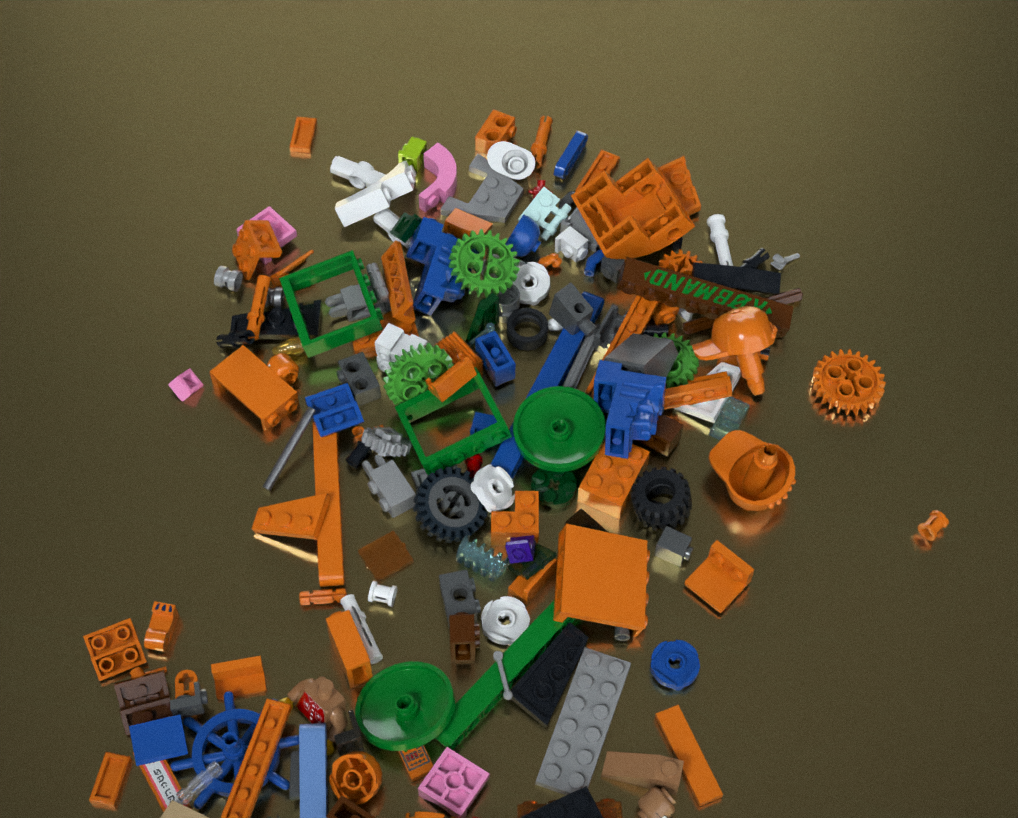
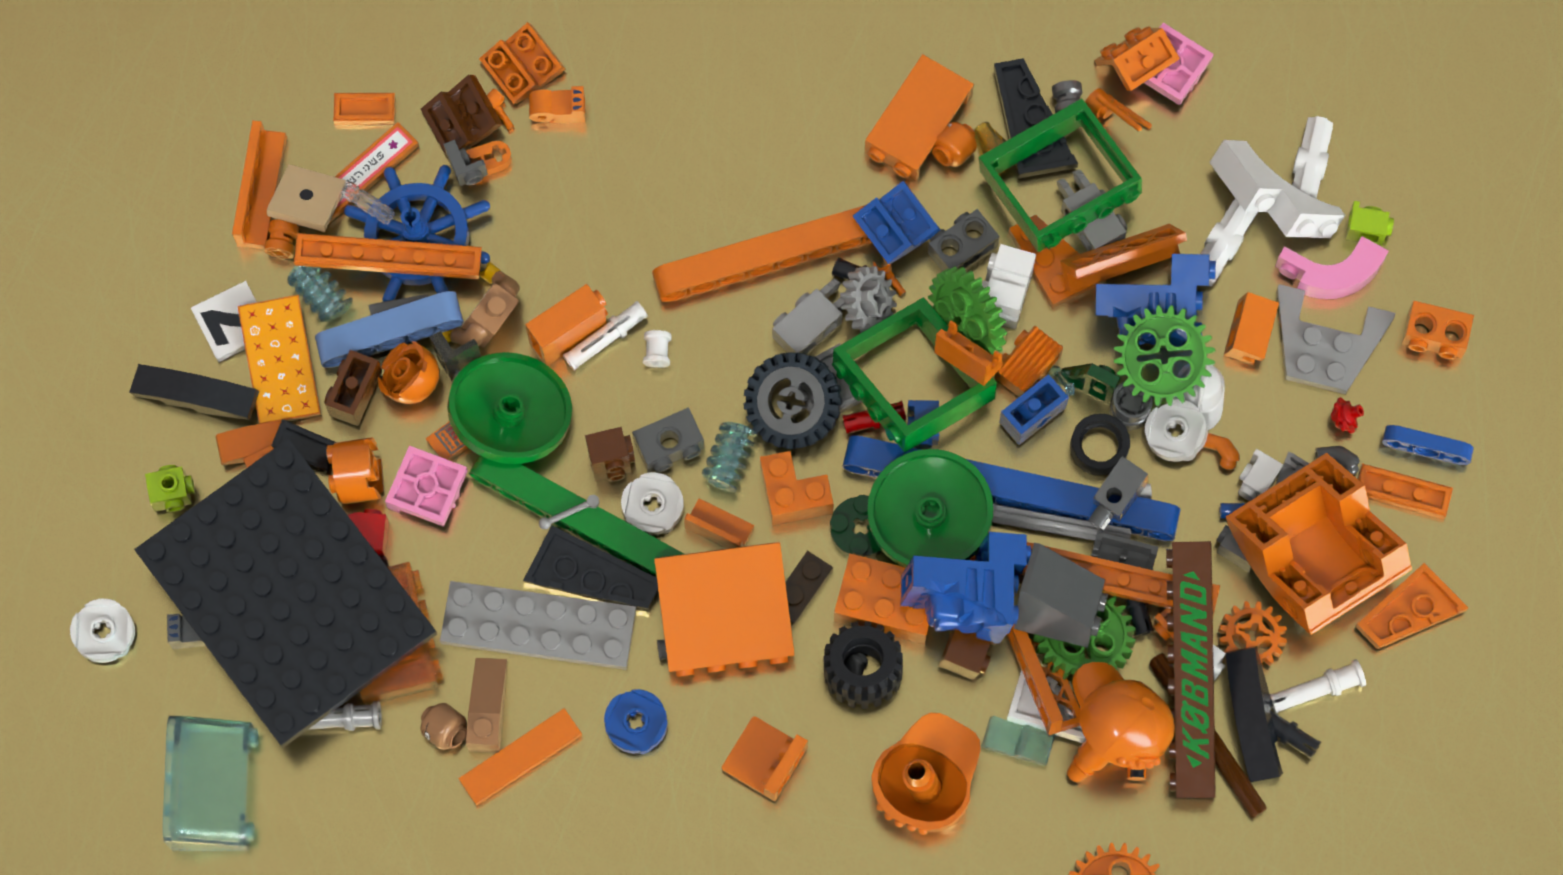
camera: 80 degrees right, 15 degrees up
(158, 740) = (412, 143): blue slope -> none
(185, 384) = (906, 33): bright pink slope -> none
(228, 278) = (1084, 36): light grey wheel -> none
(235, 339) = (982, 72): black pin -> none
(239, 676) = (512, 214): orange panel -> none
(255, 316) = (1036, 85): orange pin -> none
(289, 448) = (832, 184): flat silver bar -> none
(293, 518) = (733, 215): orange wing -> none
(303, 135) = (1368, 66): orange tile -> none
(322, 596) = (641, 280): orange axle -> none
(377, 281) = (1113, 226): light grey axle -> none
(385, 556) = (715, 341): clear orange piece -> none
(405, 226) = (1223, 245): dark green bracket -> none
(493, 499) = (820, 429): white plate -> none
(511, 160) = (1382, 359): white piece -> none
(521, 549) = (747, 500): dark purple bracket -> none
(525, 237) = (1249, 406): blue cylinder -> none
(539, 146) = (1431, 397): orange pin -> none
(541, 207) = (1306, 418): light aqua plate -> none
(541, 558) = (736, 518): clear green piece -> none
(674, 546) = (800, 694): dark grey brick -> none
(779, 262) = (1309, 777): light grey hand -> none

